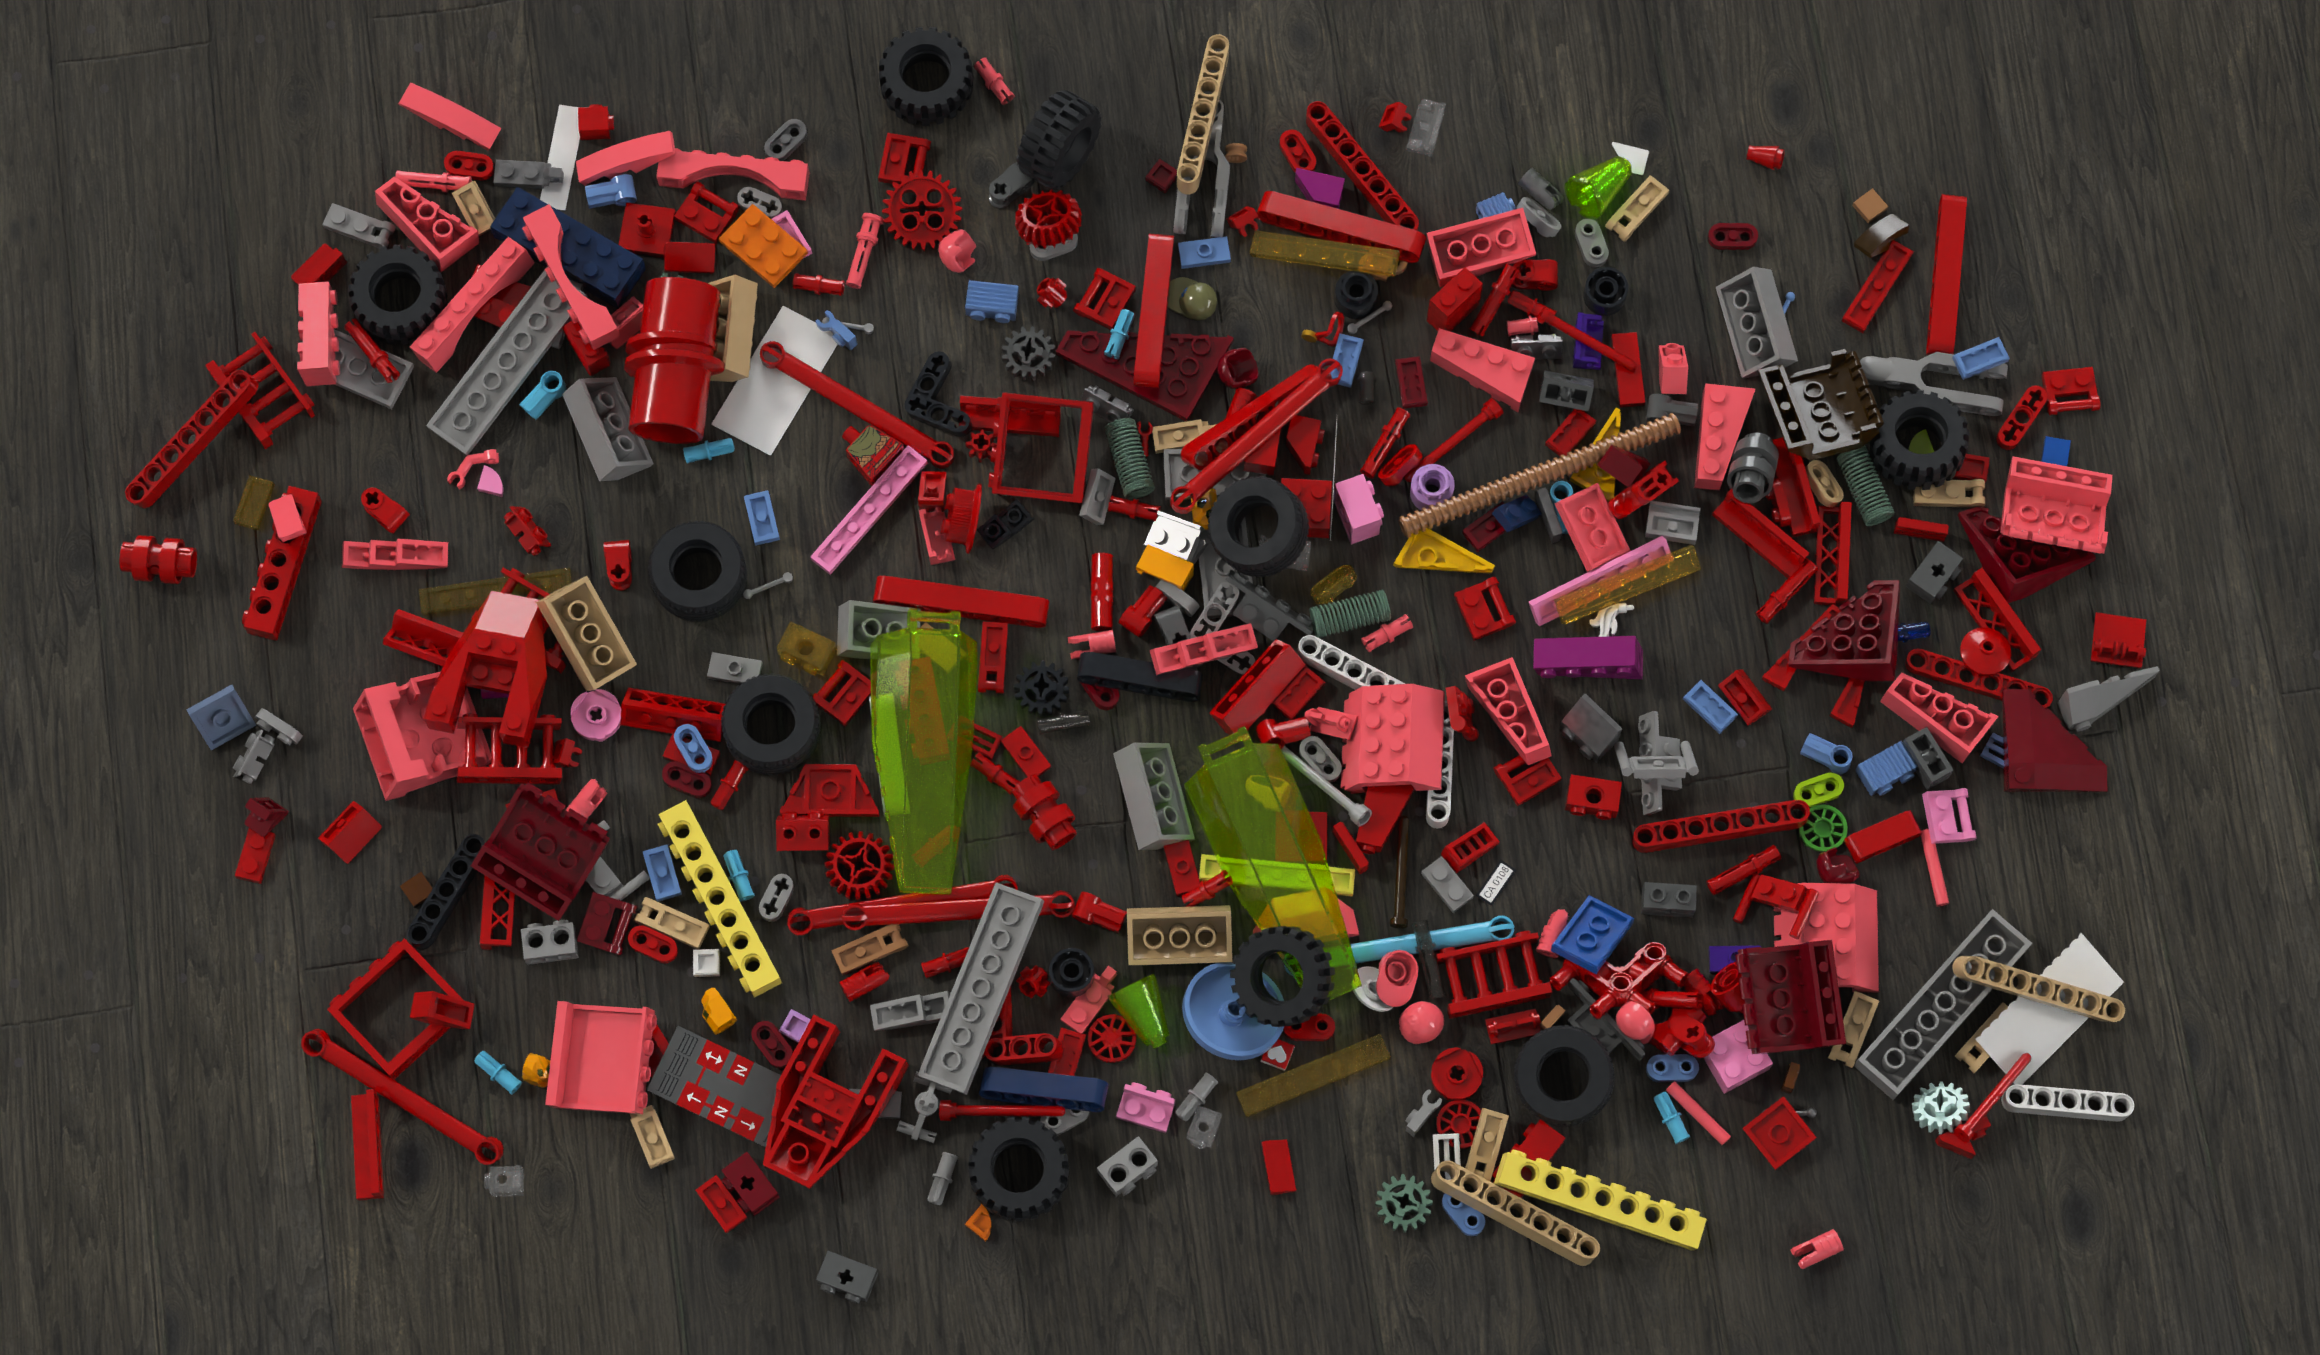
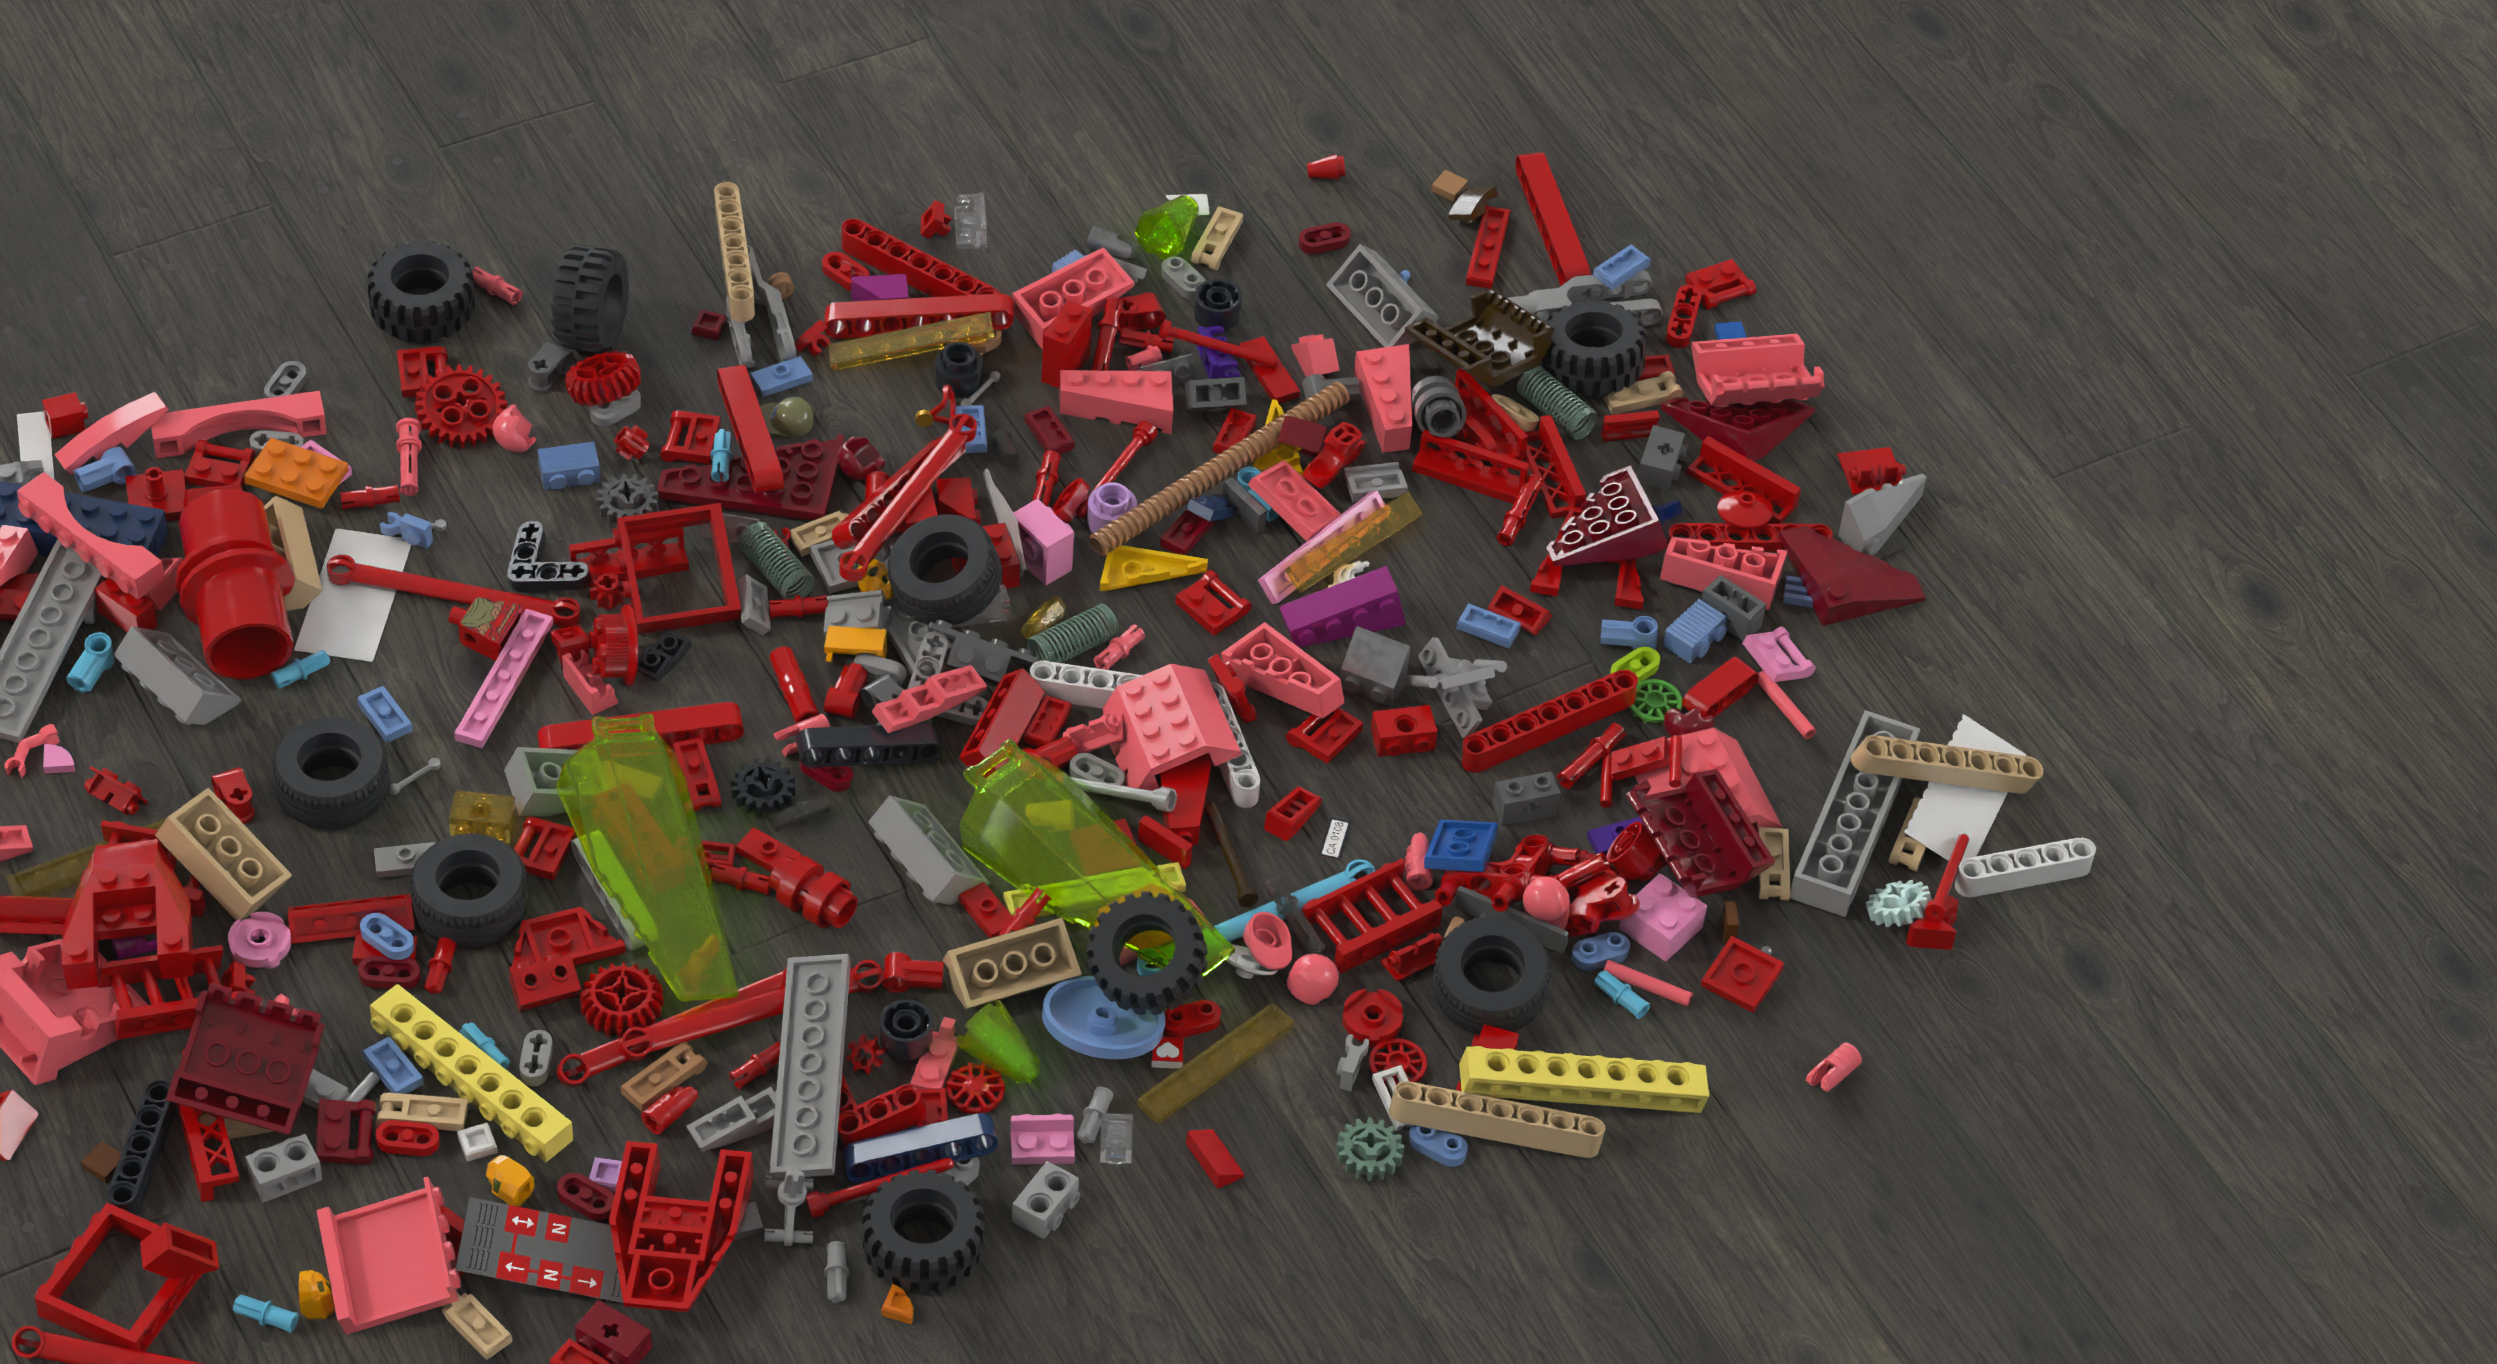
camera: 25 degrees left, 25 degrees down
(1447, 884) = (1283, 851): light grey plate -> none
(1487, 1142) = (1434, 1058): tan plate -> none

